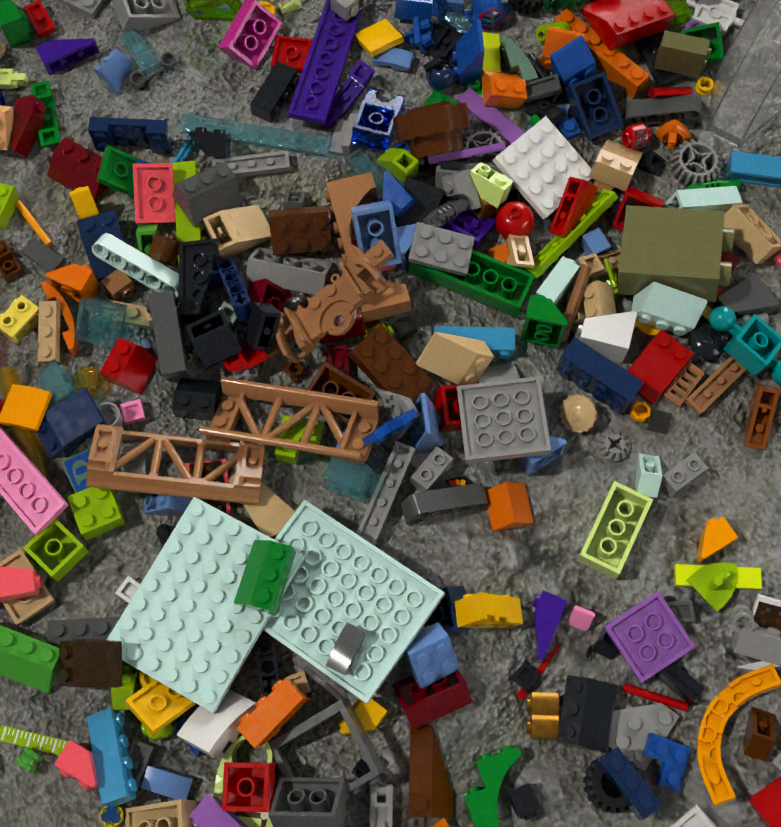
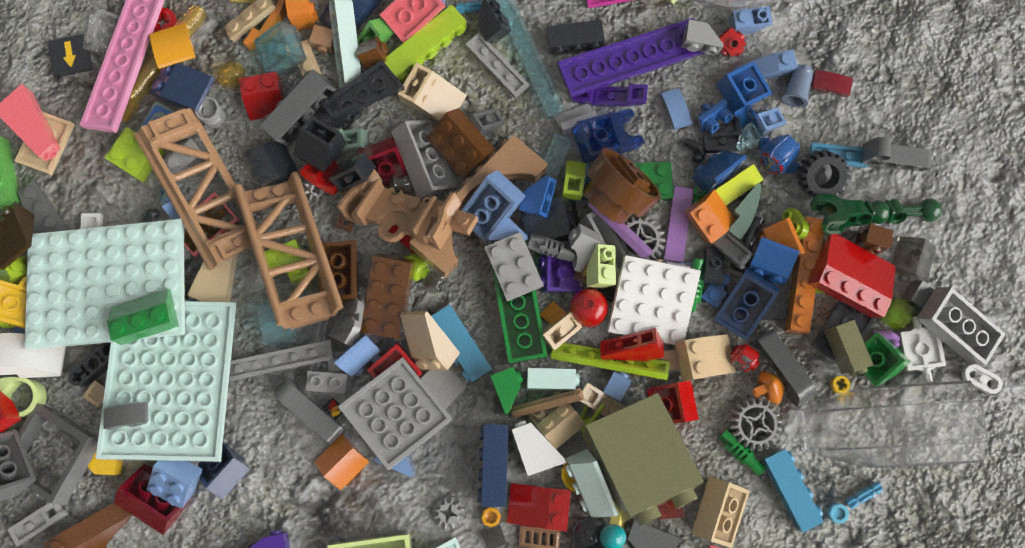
camera: 55 degrees right, 10 degrees up
(56, 550) = (84, 148): lime brick -> none
(57, 381) = (210, 56): clear light blue slope -> none
(133, 412) = (229, 125): bright pink plate -> none
(207, 193) = (441, 51): dark grey slope -> none
(226, 275) = (383, 118): dark blue beam -> none
(272, 713) = (55, 393): orange wedge -> none
(291, 52) = (622, 24): red tile -> none
(338, 357) = (371, 247): dark red plate -> none
(378, 37) = (686, 84): yellow tile -> none
(390, 427) = (331, 330): blue plate -> none
(441, 80) = (682, 161): dark blue hair -> none
(488, 611) = (235, 503): yellow wedge -> none
(578, 413) = (453, 468): tan piece -> none
(651, 163) = (730, 385): black slope -> none
(667, 91) = (806, 359): red slope -> none
(705, 199) = (716, 452): light aqua slope -> none

